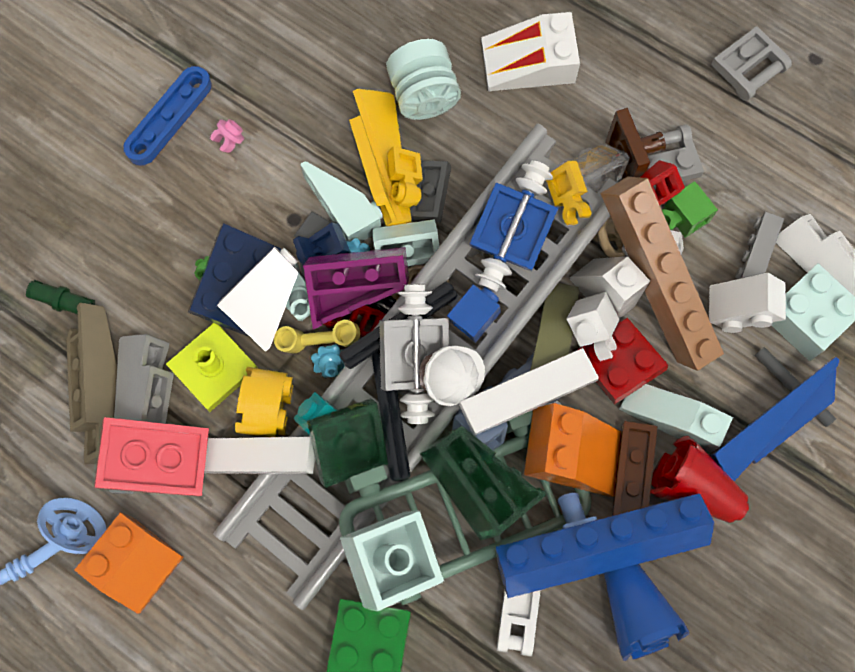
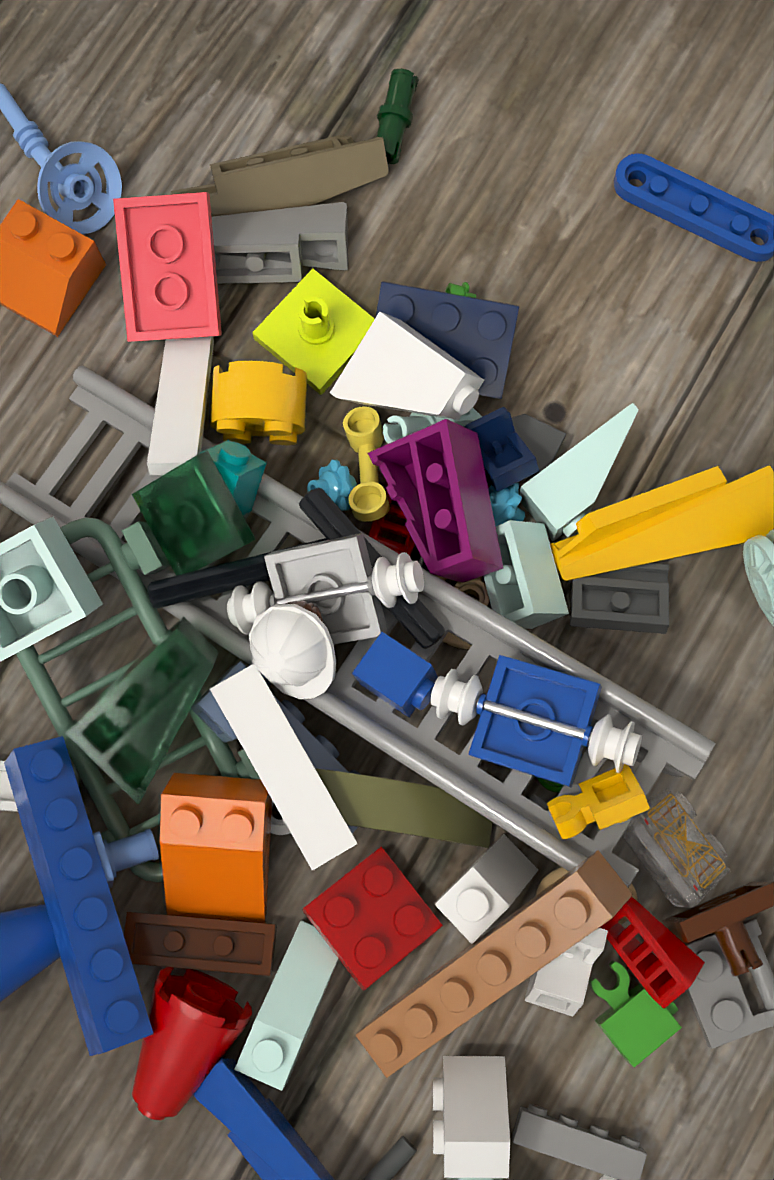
camera: 90 degrees right, 5 degrees up
(231, 132) = (681, 297): bright pink plate -> none
(405, 168) = (644, 561): yellow plate -> none
(594, 322) = (409, 864): white brick -> none

